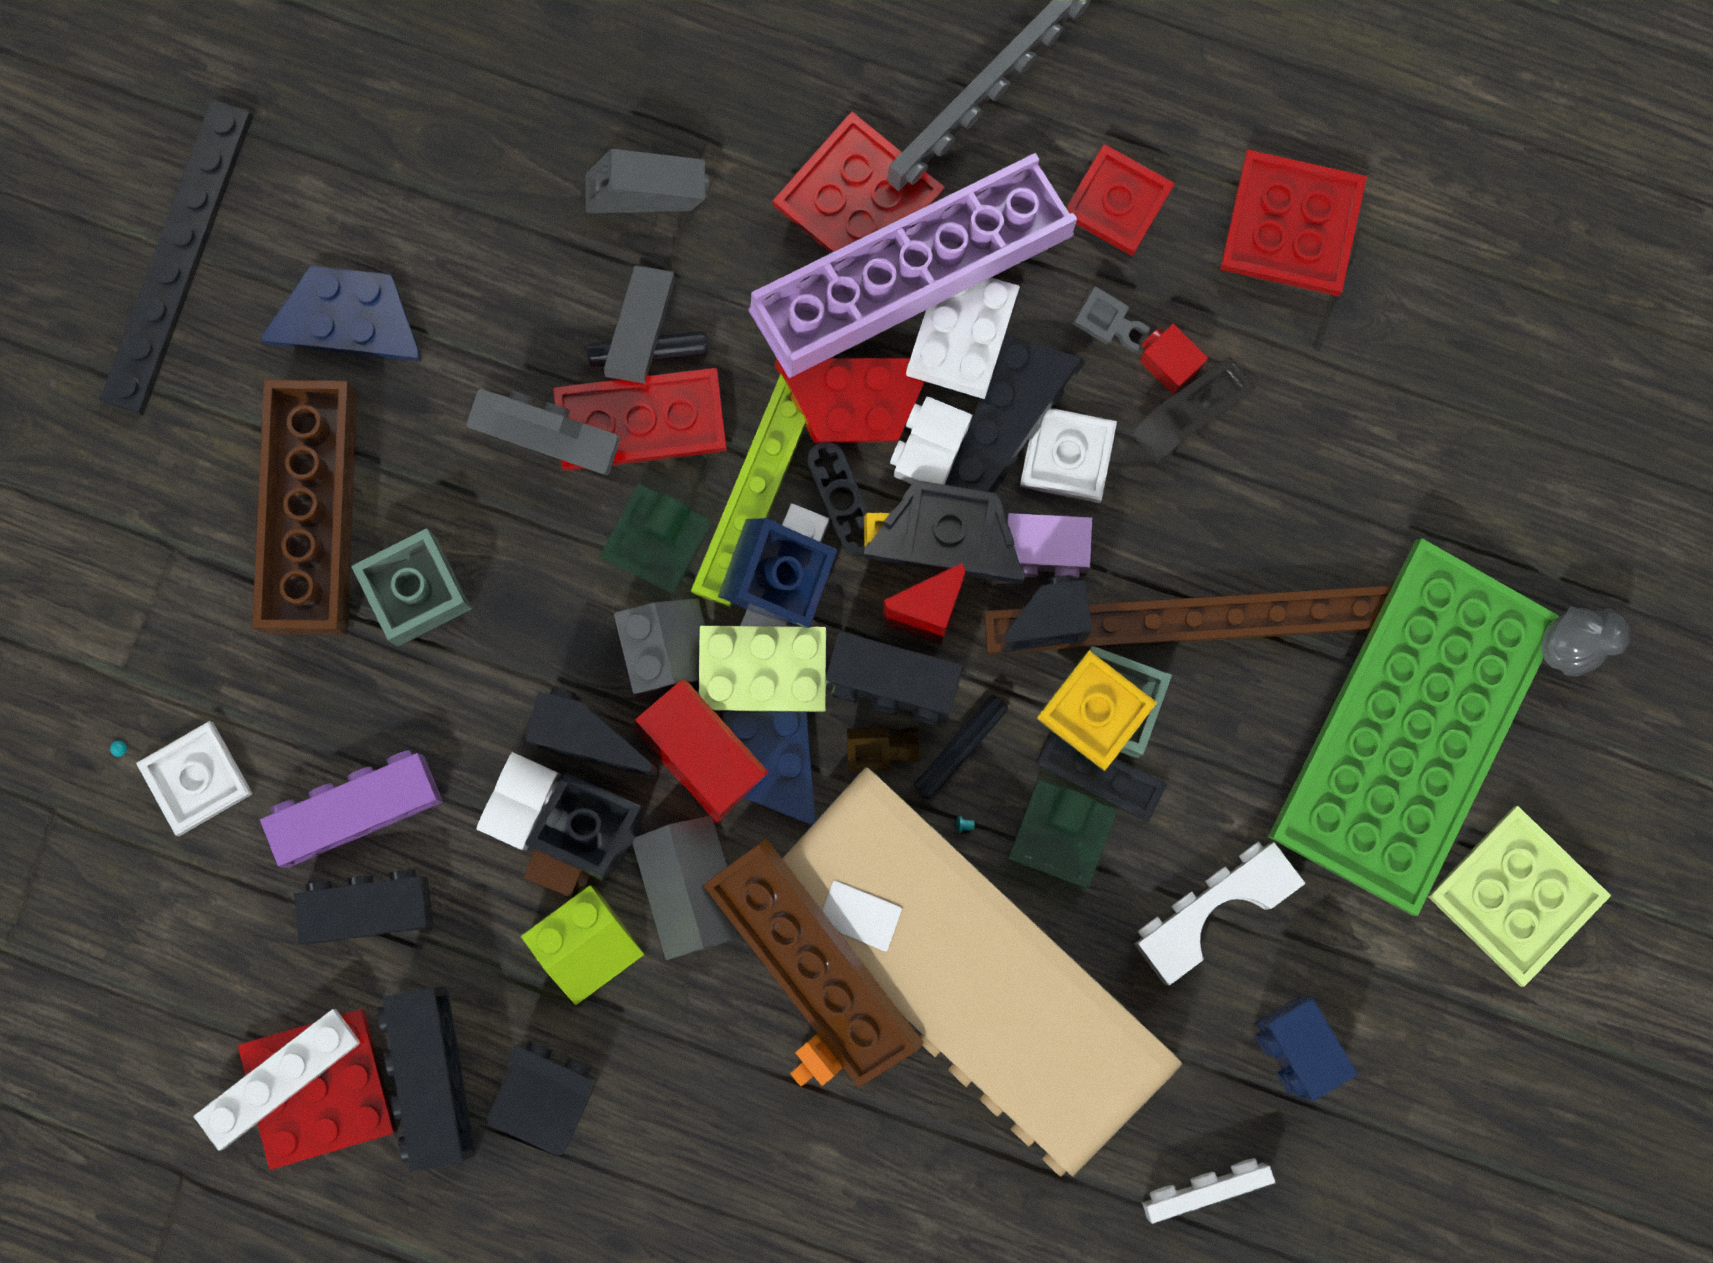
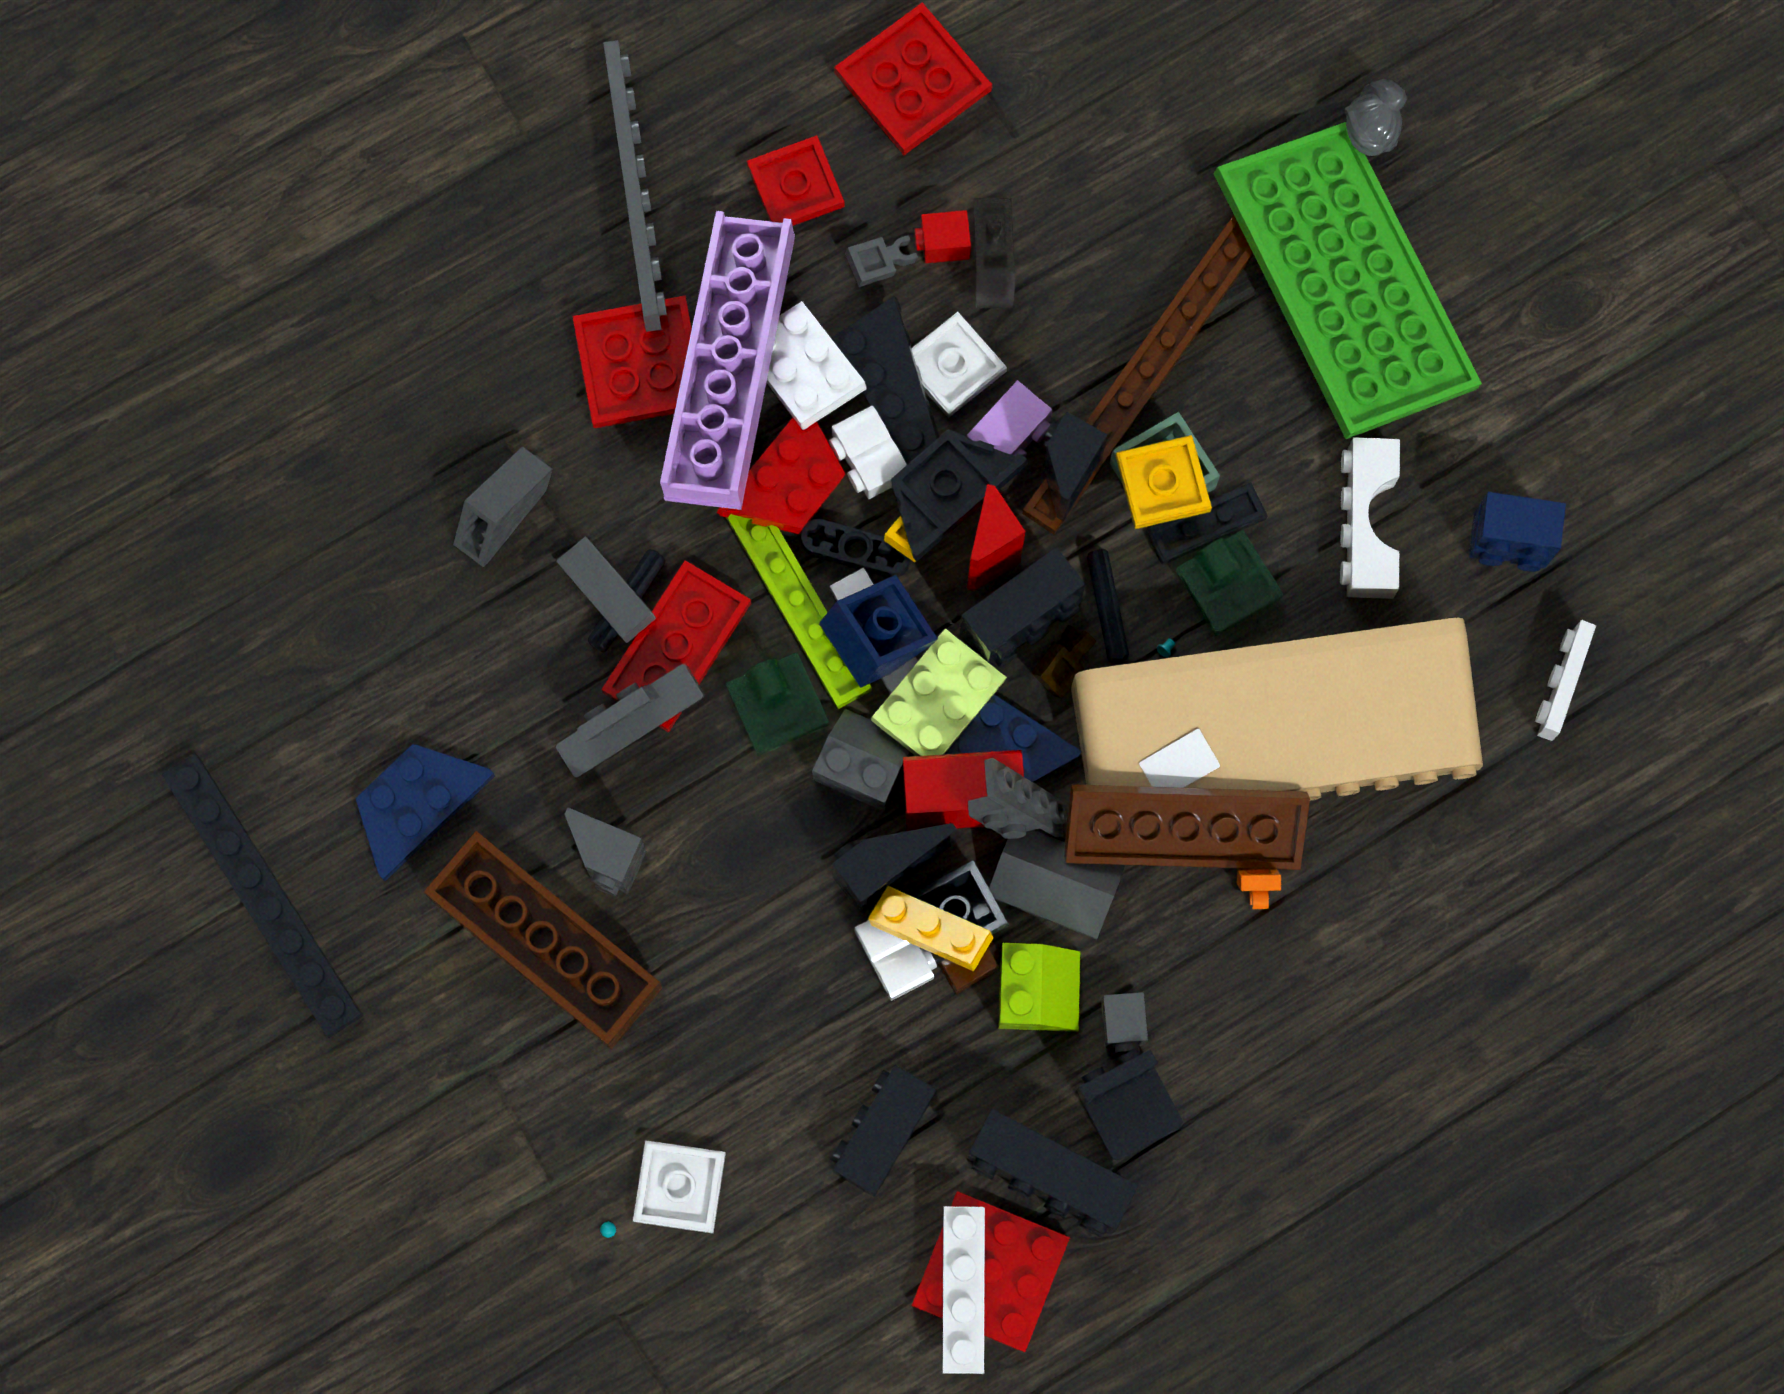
camera: 55 degrees left, 5 degrees down
(350, 810) = (801, 1082): medium lavender brick -> none
(411, 587) = (669, 907): sand green brick -> none
(413, 496) = (607, 852): none -> dark grey slope
(549, 816) = (930, 928): none -> yellow plate
(608, 1039) = (1124, 1021): none -> dark grey brick
(714, 805) = (1016, 804): none -> dark grey bracket
(1519, 896) = (1521, 305): yellowish green plate -> none

